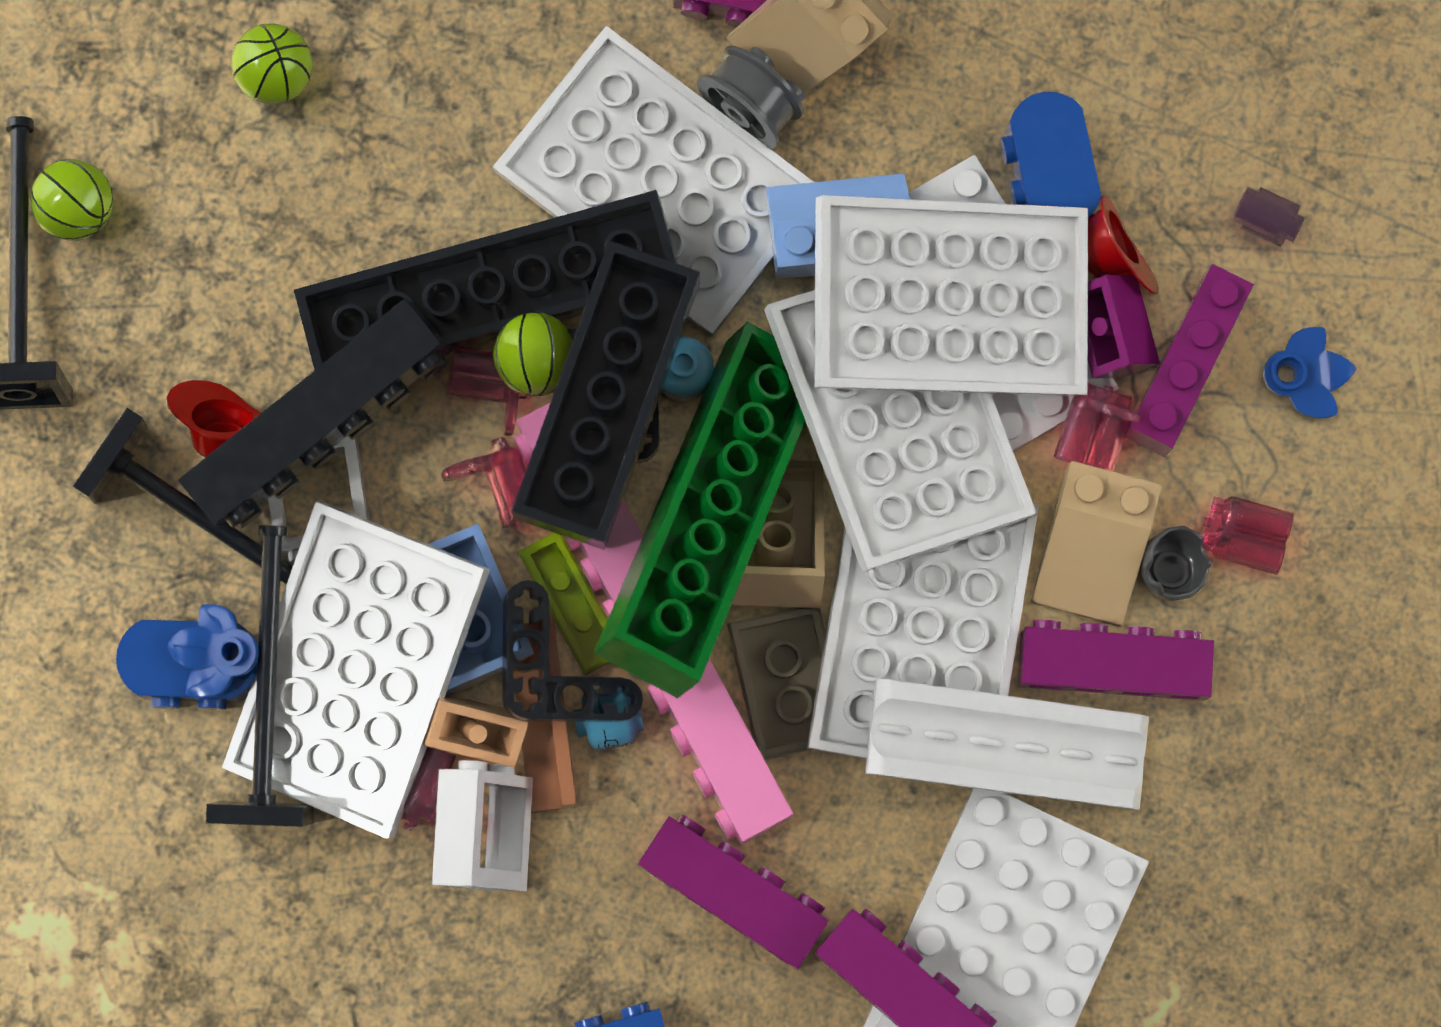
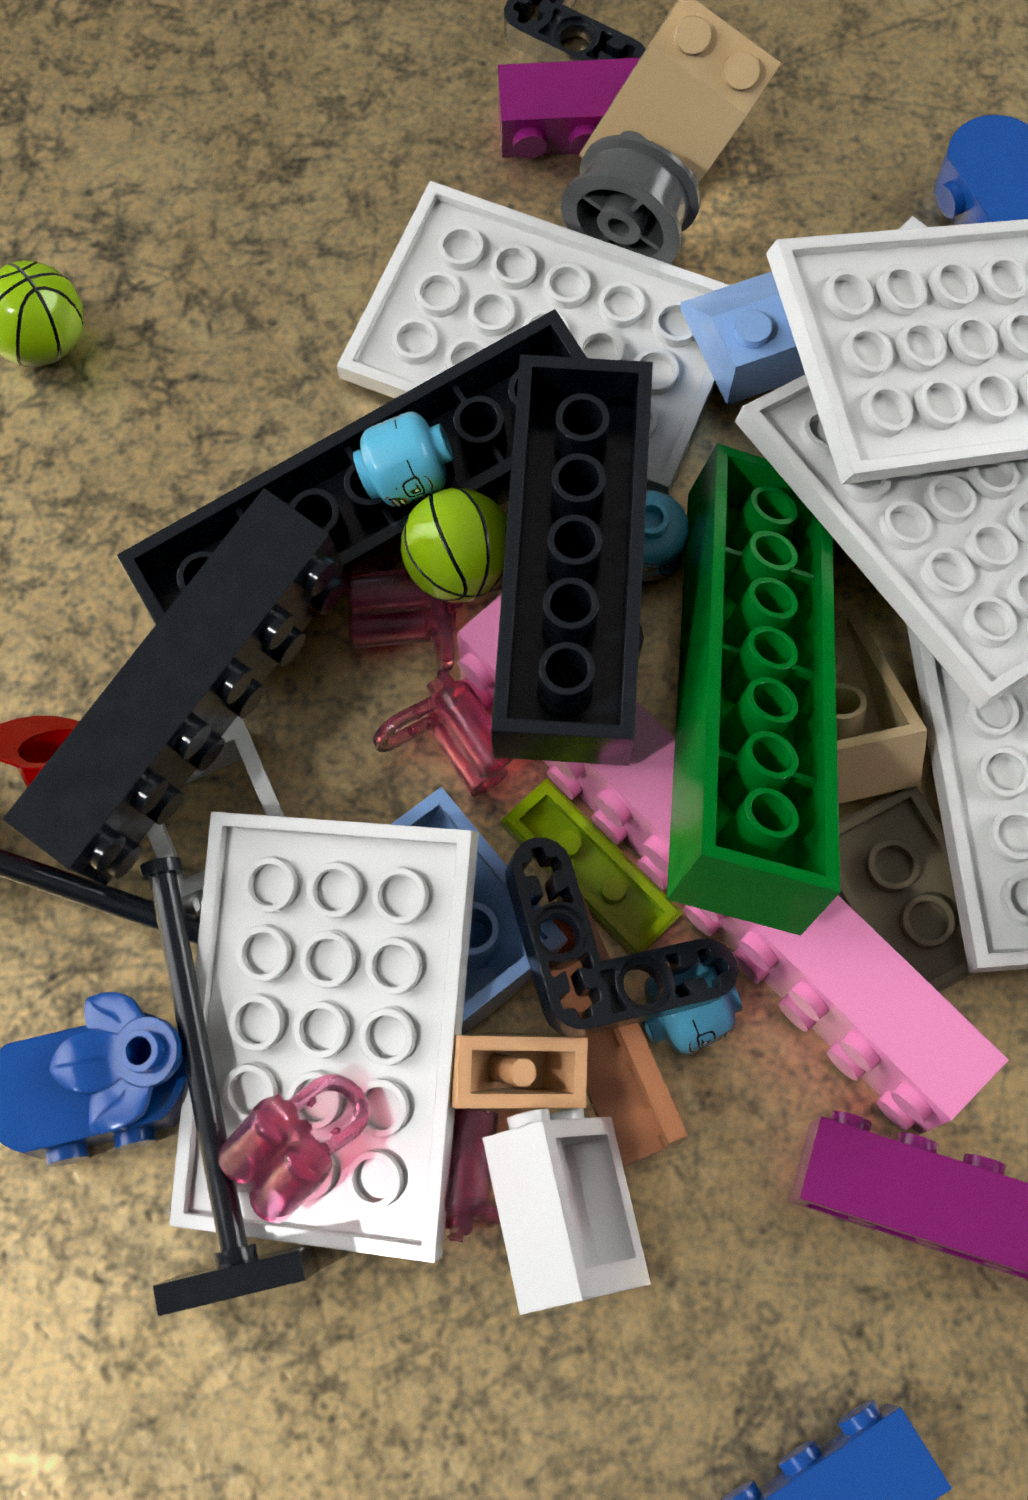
camera: 10 degrees left, 10 degrees down
(307, 743) = (281, 1153): none -> clear pink piece
(512, 283) = (403, 459): none -> medium azure head

